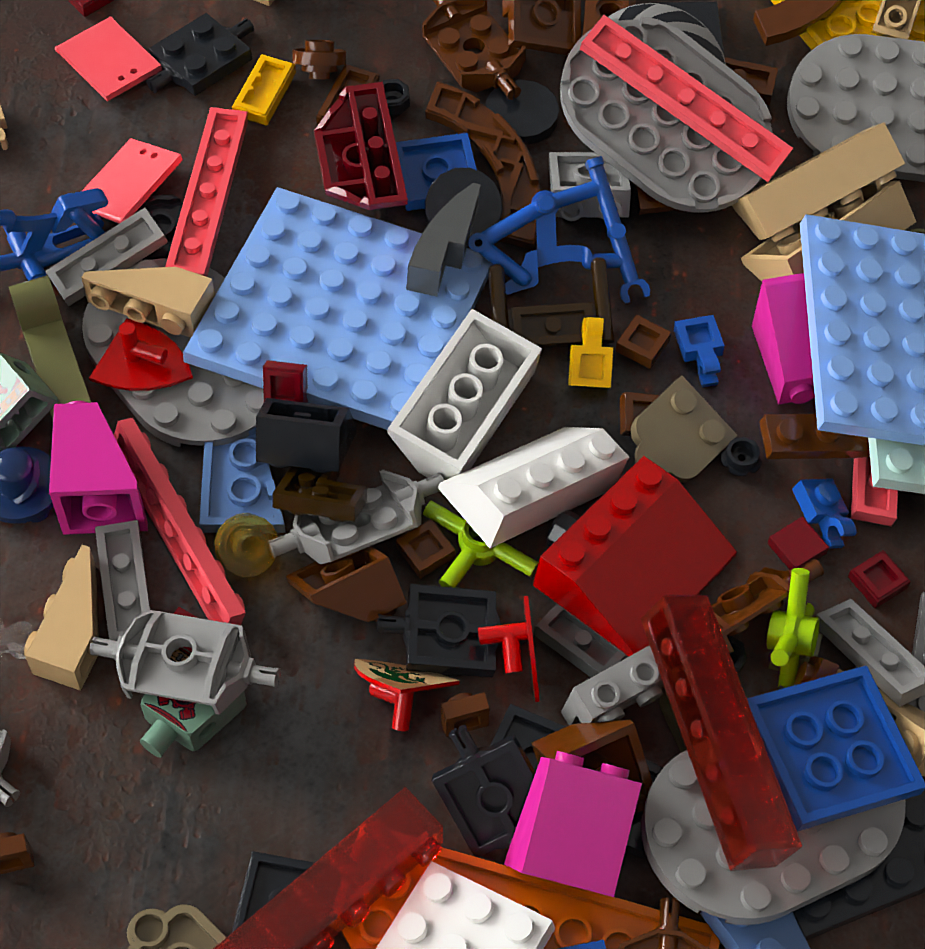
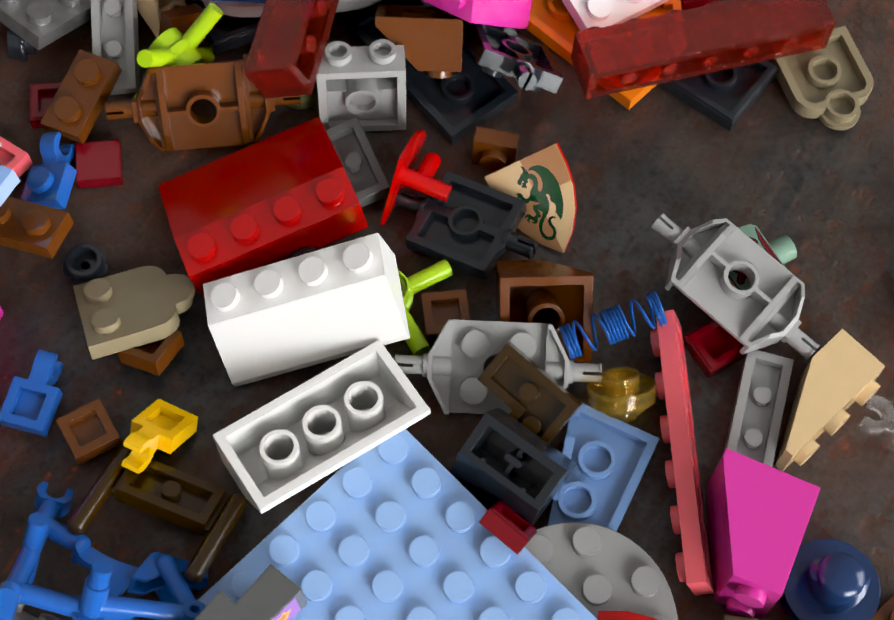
camera: 155 degrees left, 5 degrees up
(276, 578) = (613, 324): none -> blue piece
(852, 578) = (81, 96): none -> reddish brown plate

